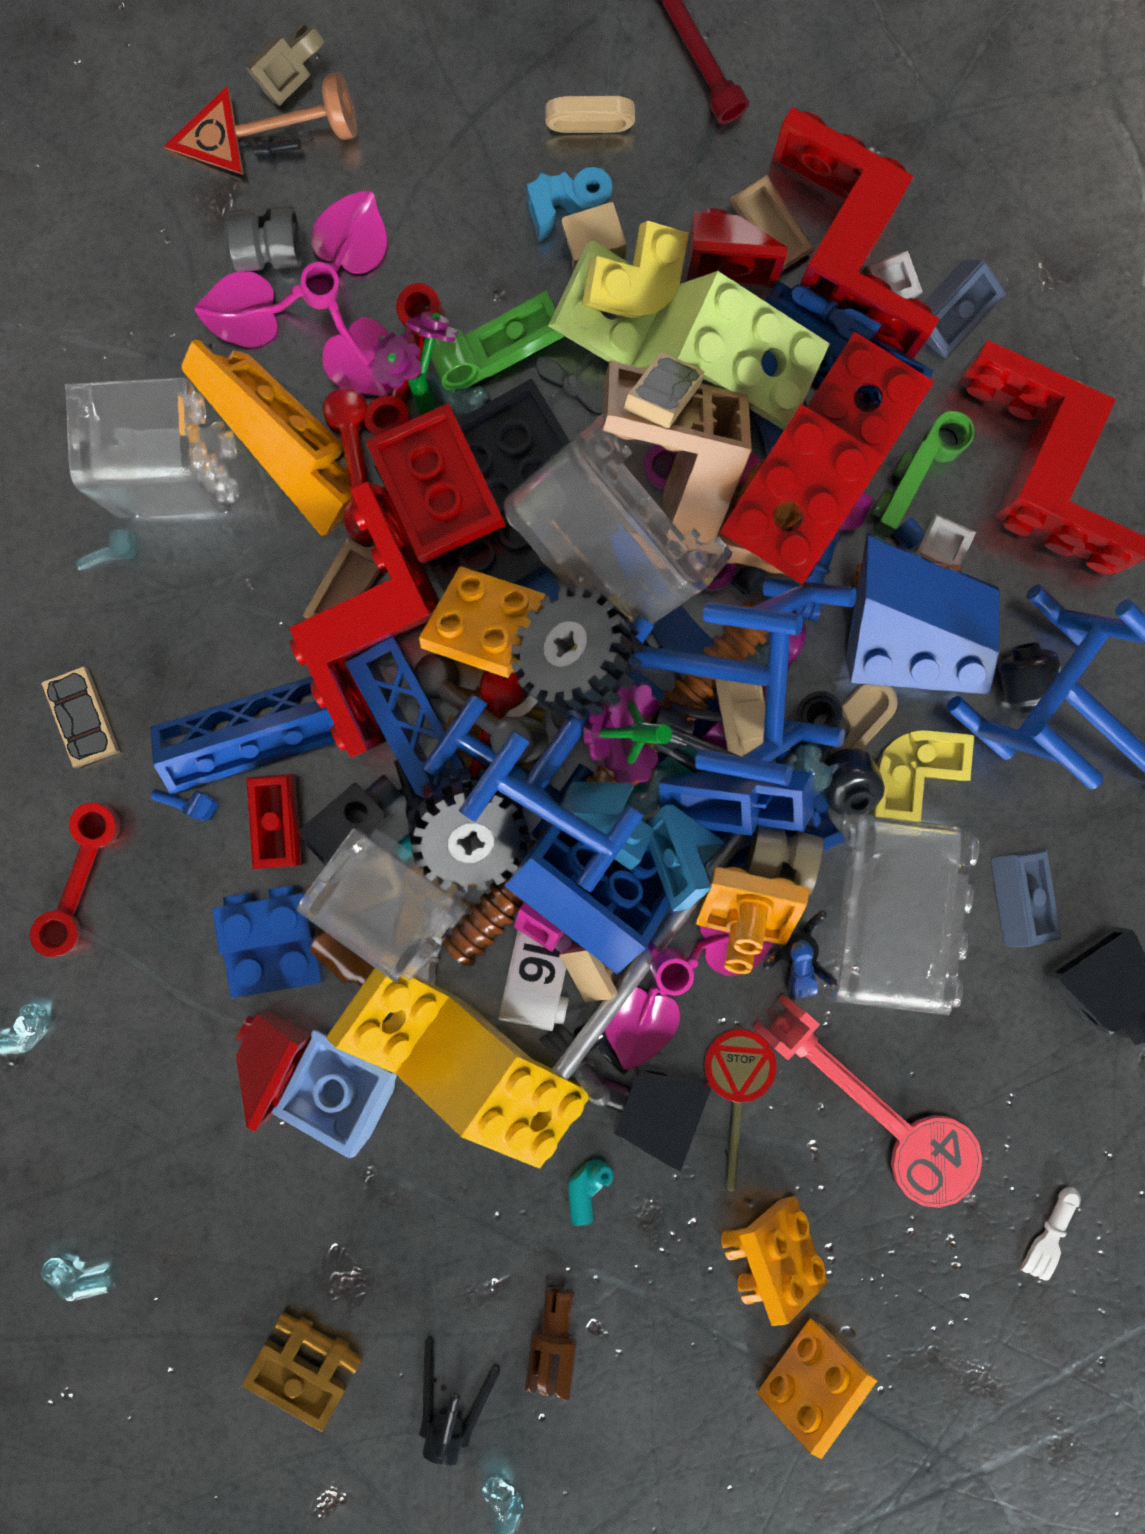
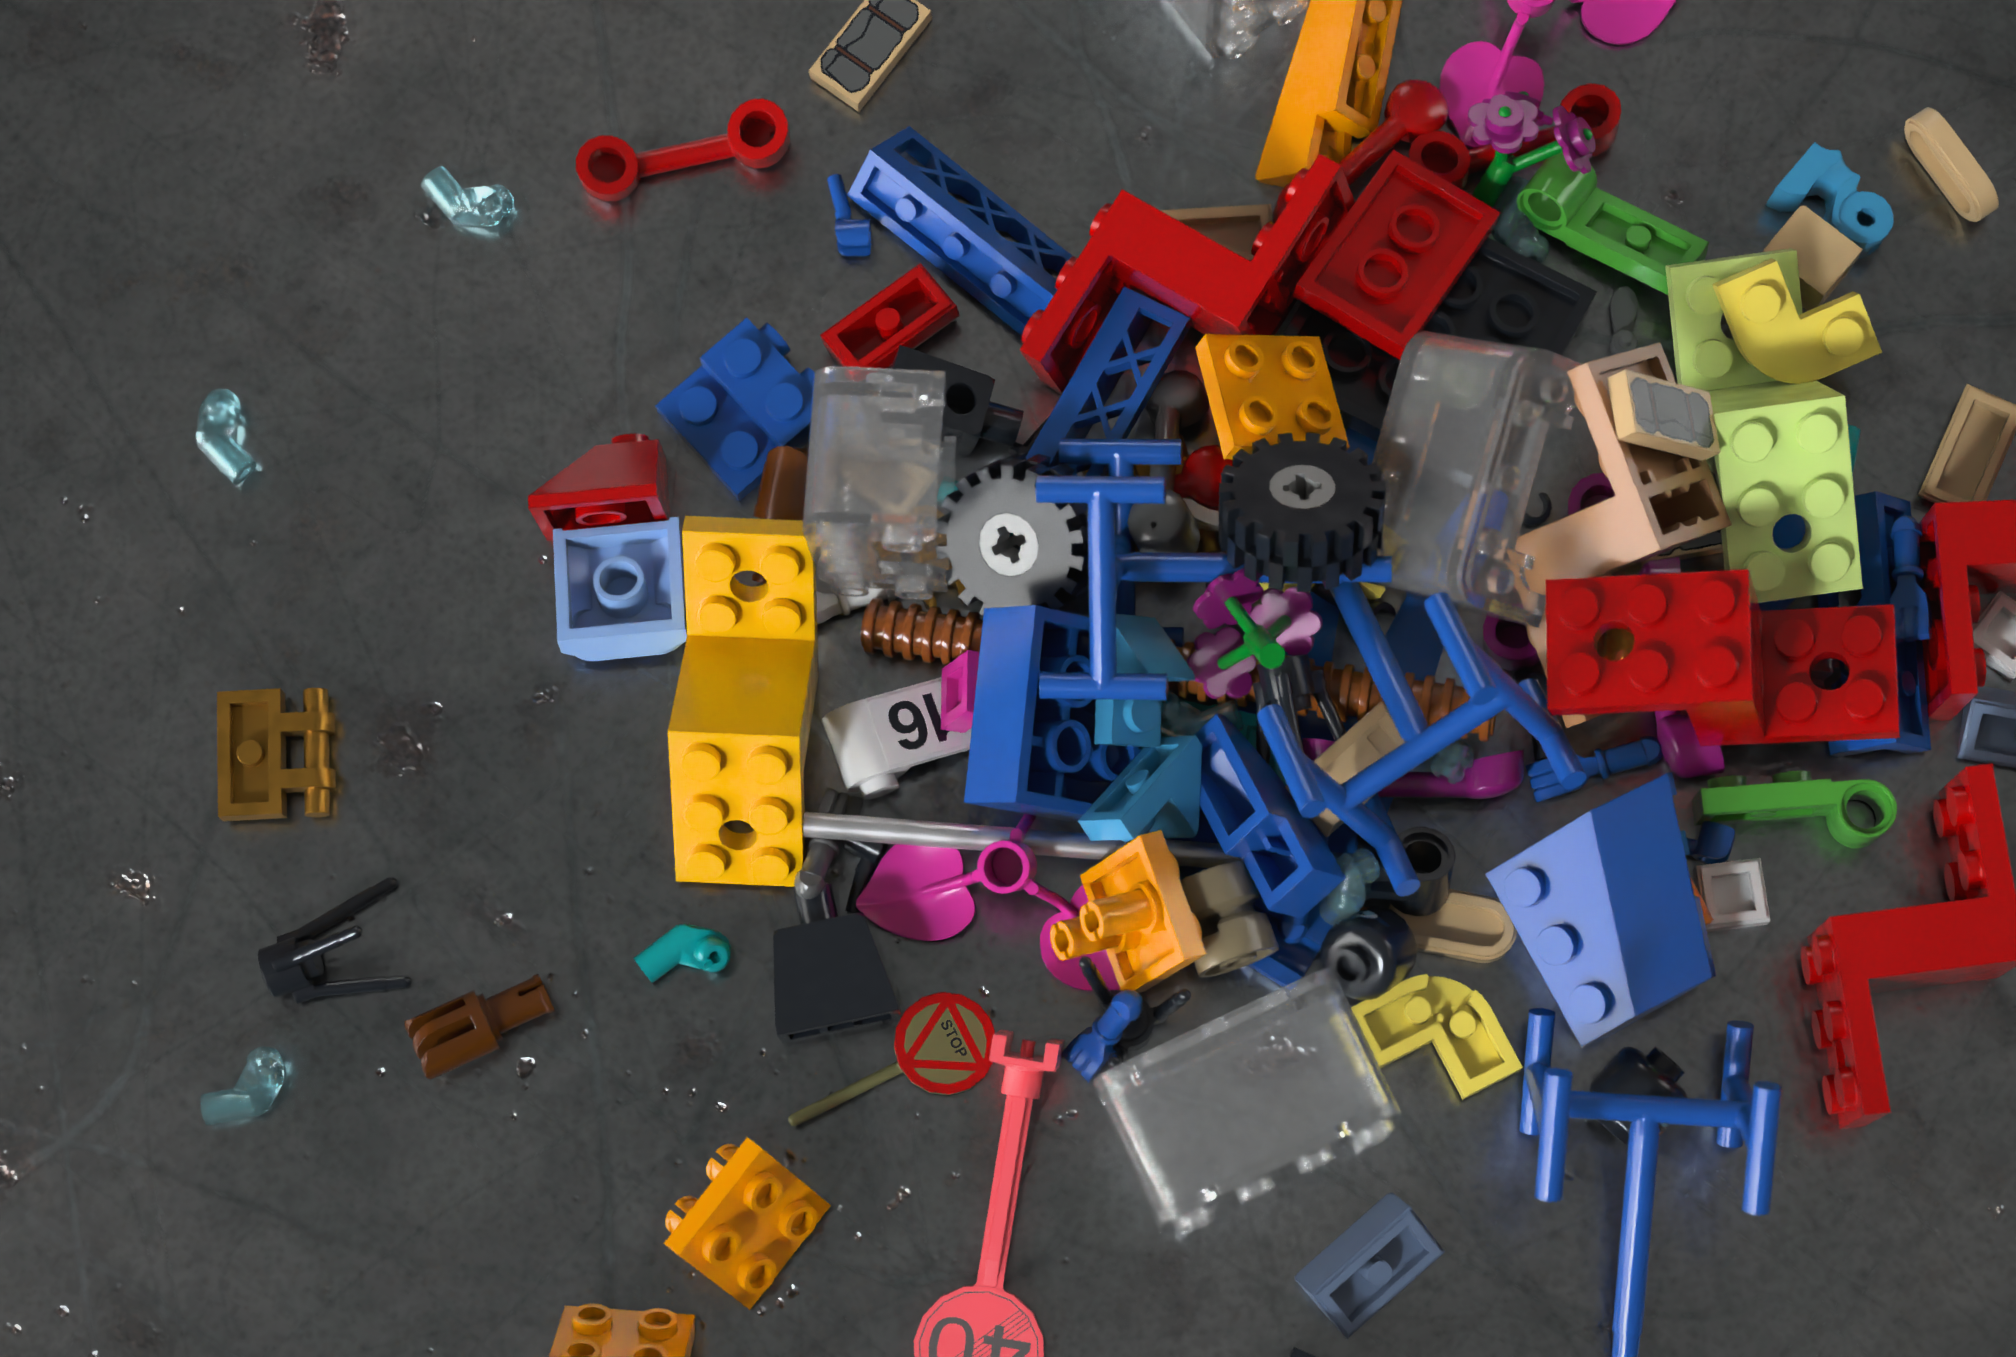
camera: 65 degrees right, 10 degrees down
(589, 974) = (942, 788): tan panel -> none
(734, 249) = (1900, 416): red slope -> none

